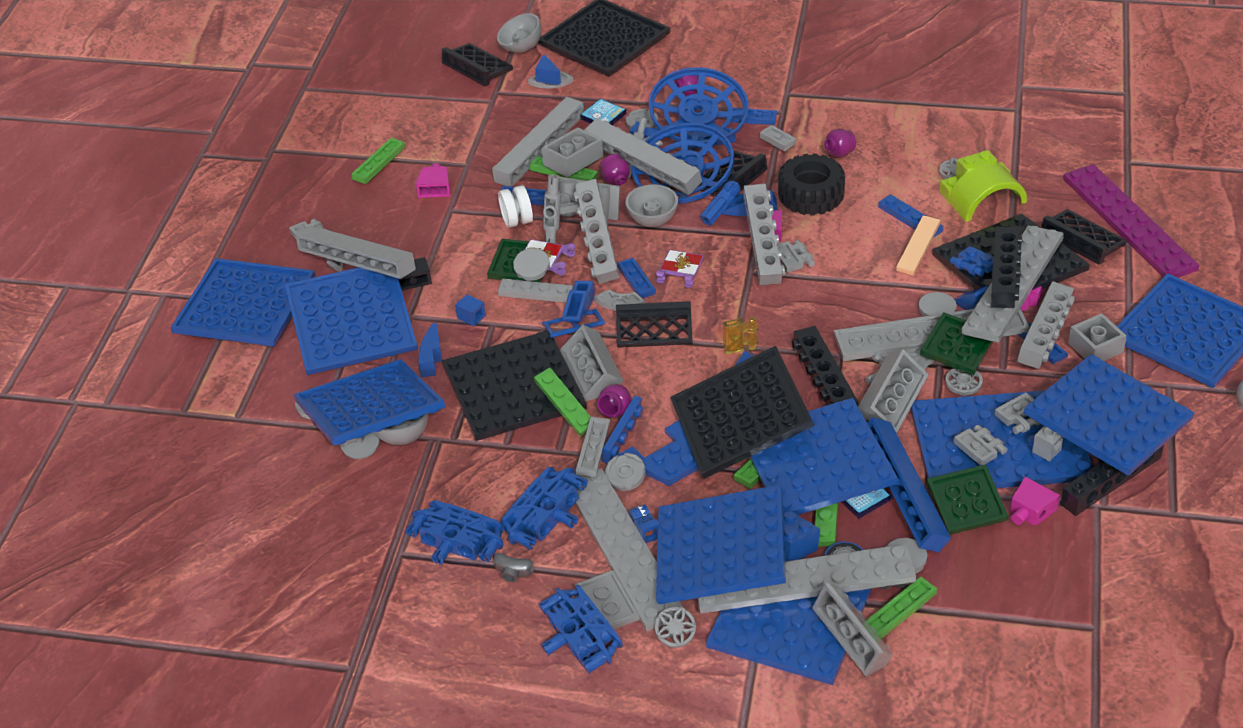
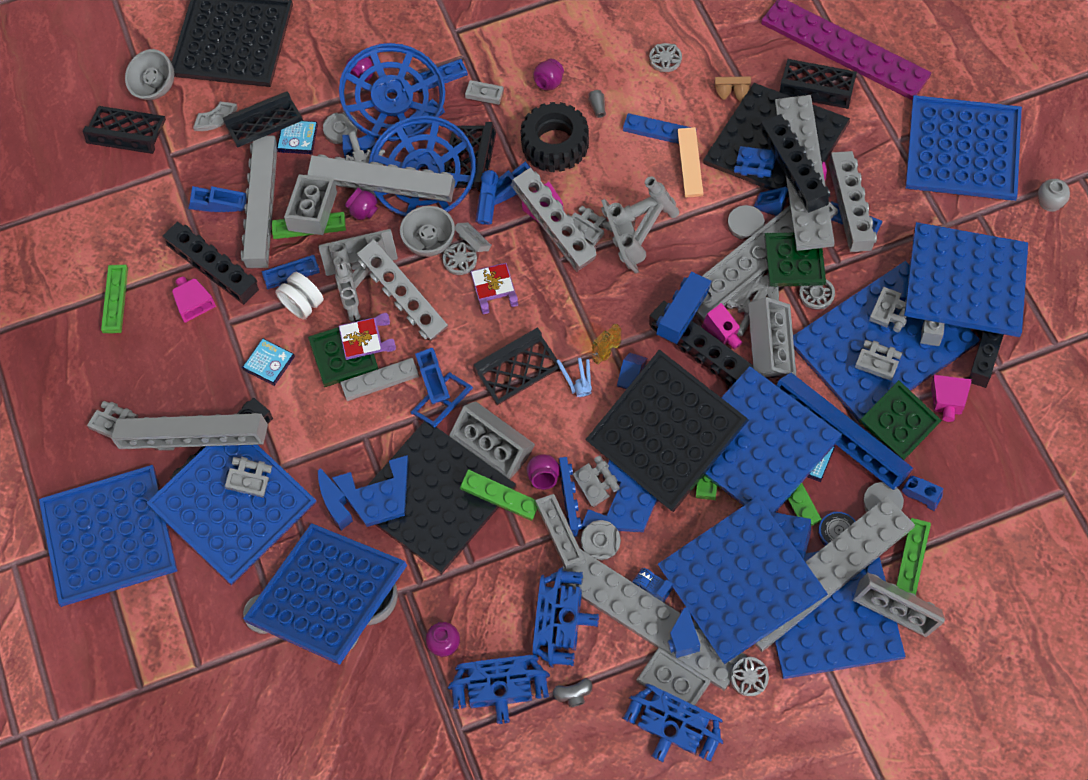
camera: 30 degrees left, 20 degrees up
(371, 304) = (248, 482): none -> light grey plate
(436, 479) = (442, 639): none -> magenta piece
(458, 245) = (268, 362): none -> tile
(466, 364) = (380, 500): none -> blue wing
(468, 165) = (241, 291): none -> black brick
(470, 310) = (336, 434): blue brick -> none
(504, 128) = (217, 200): none -> blue slope
(531, 264) = (362, 356): light grey tile -> none
(547, 72) = (210, 111): blue slope -> none
(583, 88) = (255, 115): none -> black fence
(609, 299) = (465, 353): light grey tile -> none
(636, 278) = (463, 319): blue tile -> none
(637, 564) = (684, 636): none -> blue slope
(650, 431) = (591, 484): none -> light grey plate
(667, 238) = (459, 259): none -> light grey wheel
(688, 226) = (473, 237): none -> light grey plate
(697, 360) = (583, 385): none -> light blue plant
(824, 262) = (622, 221): none -> light grey plate
(826, 333) = (683, 308): none -> blue brick
(854, 370) = (722, 326): none -> dark pink torso
(869, 177) = (597, 102): none -> flat silver cone
(949, 564) = (923, 491): none -> blue leg
(975, 180) = (701, 69): lime piece -> none
(1006, 208) = (725, 84): none -> medium nougat tile
(1097, 337) = (902, 197): light grey brick -> none

